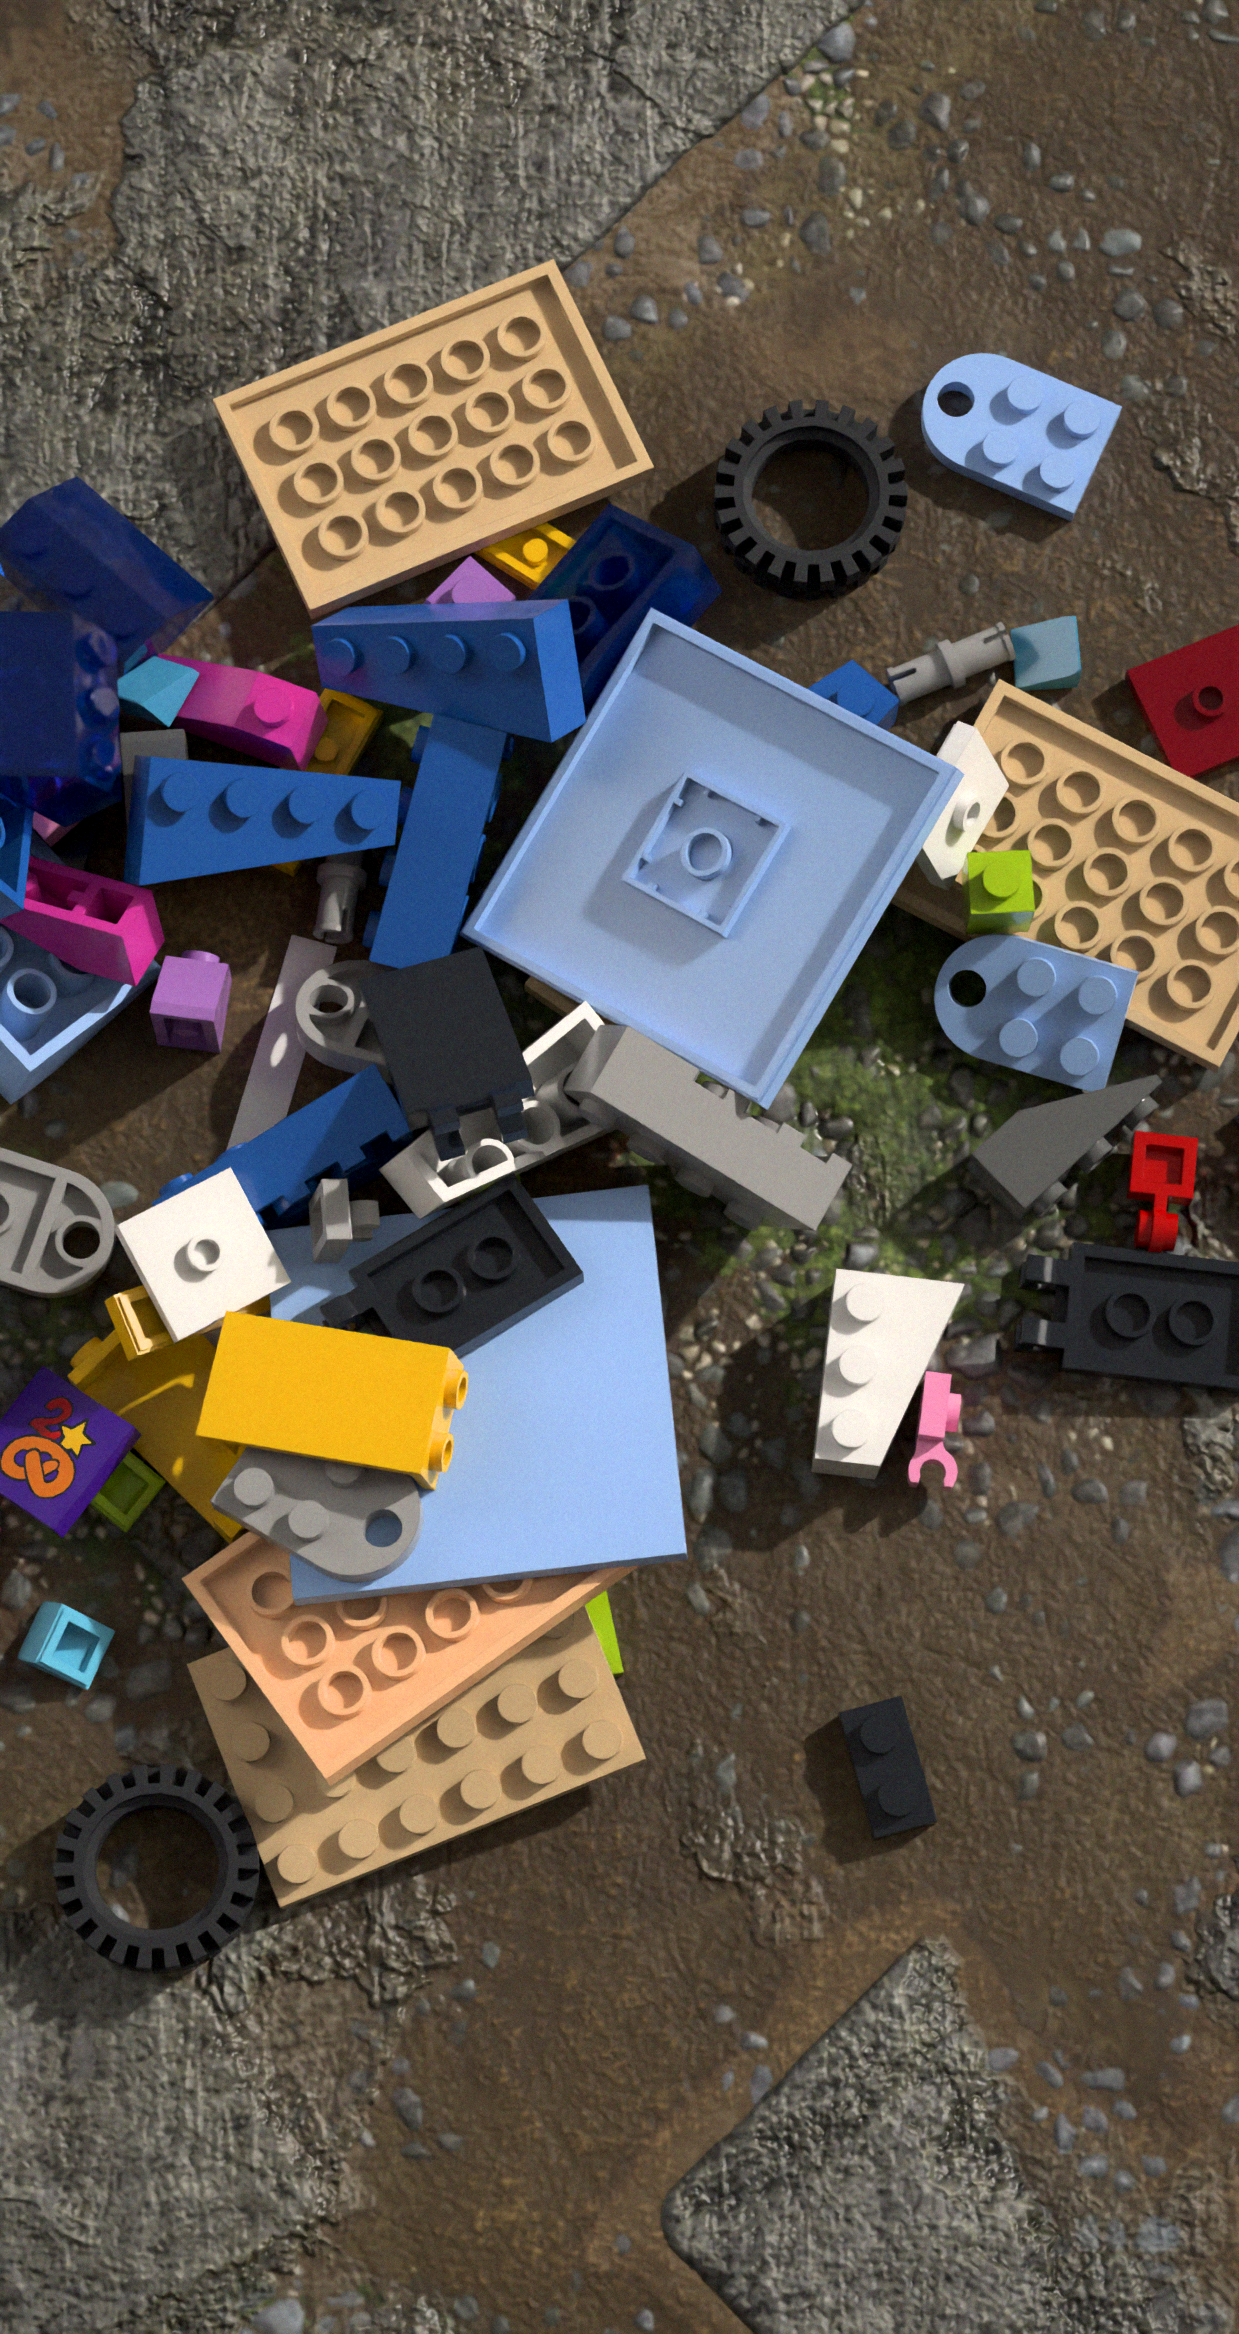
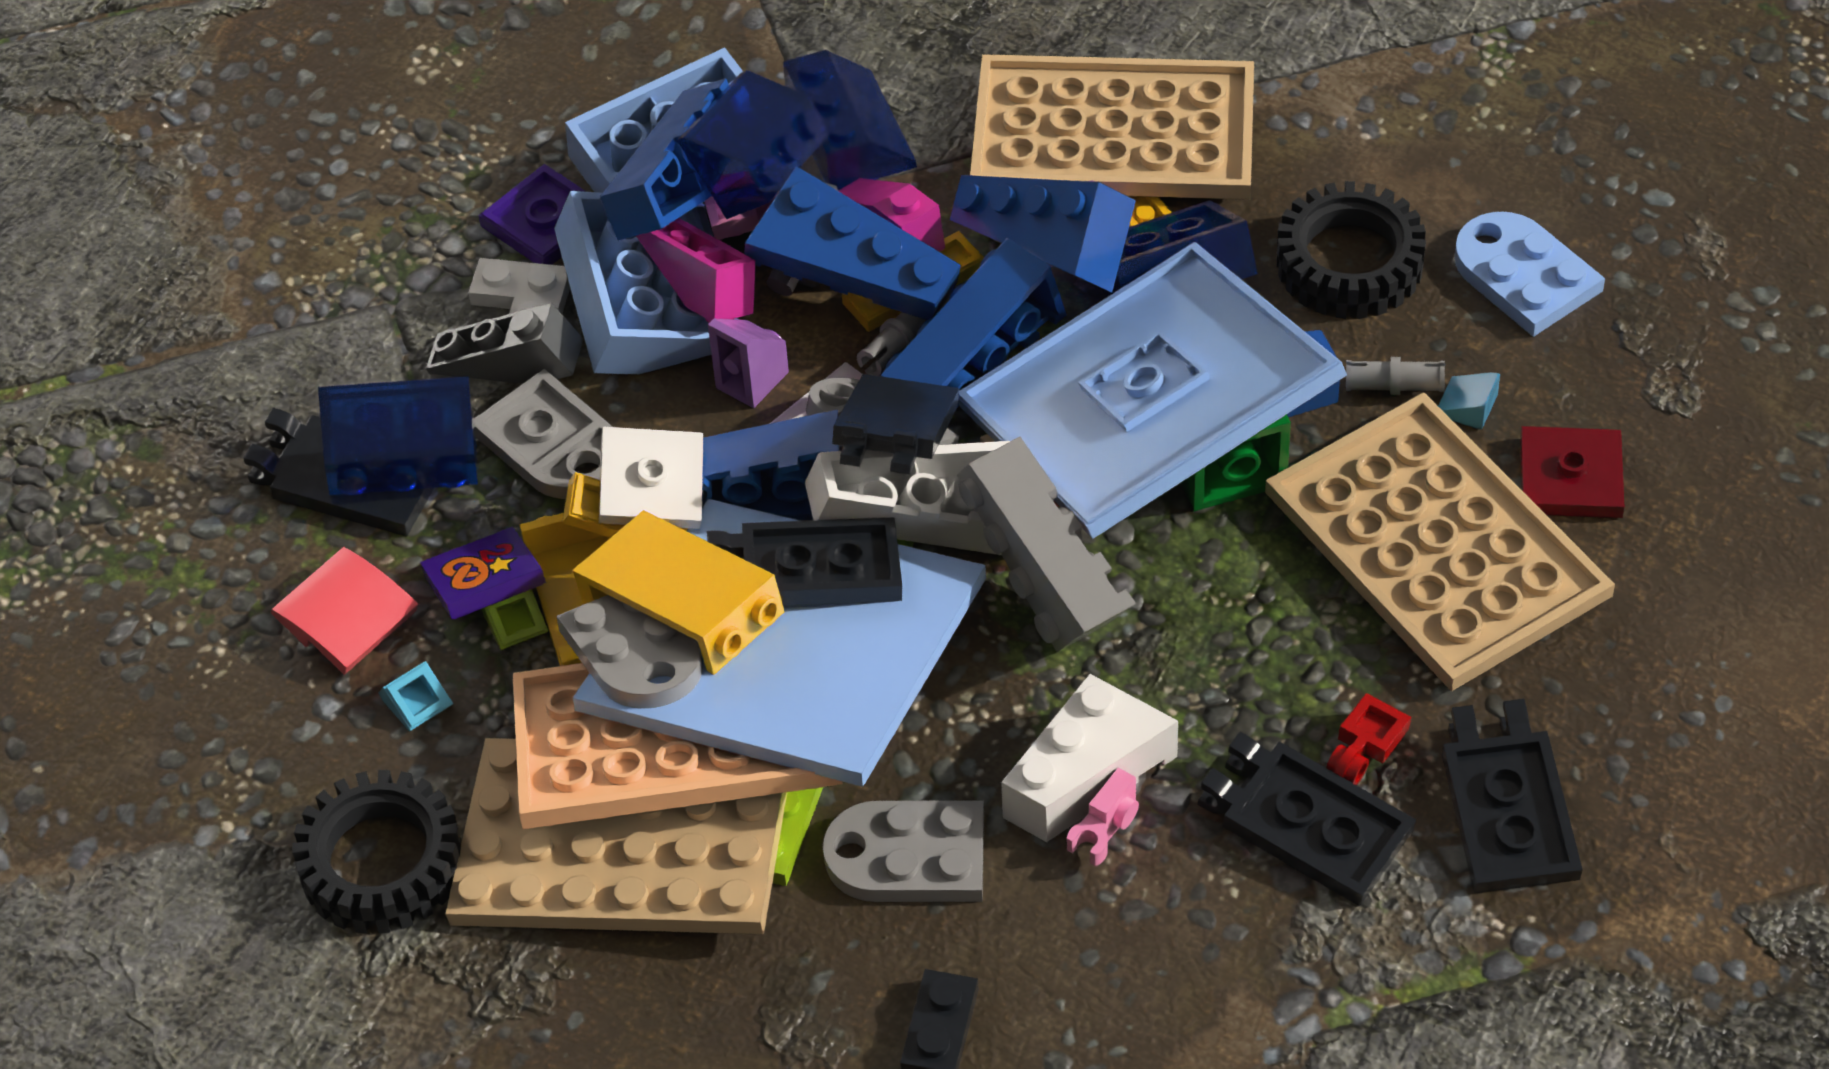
camera: 35 degrees right, 25 degrees down
(156, 690) = (846, 182): dark azure slope -> none
(337, 1221) = (758, 498): light grey tile -> none
(744, 1569) = (909, 851): none -> light grey plate
(967, 809) = (1340, 429): white plate -> none
(997, 892) = (1344, 498): lime brick -> none
(1040, 1009) = (1340, 593): light blue plate -> none
(1049, 1142) = (1304, 677): dark grey slope -> none

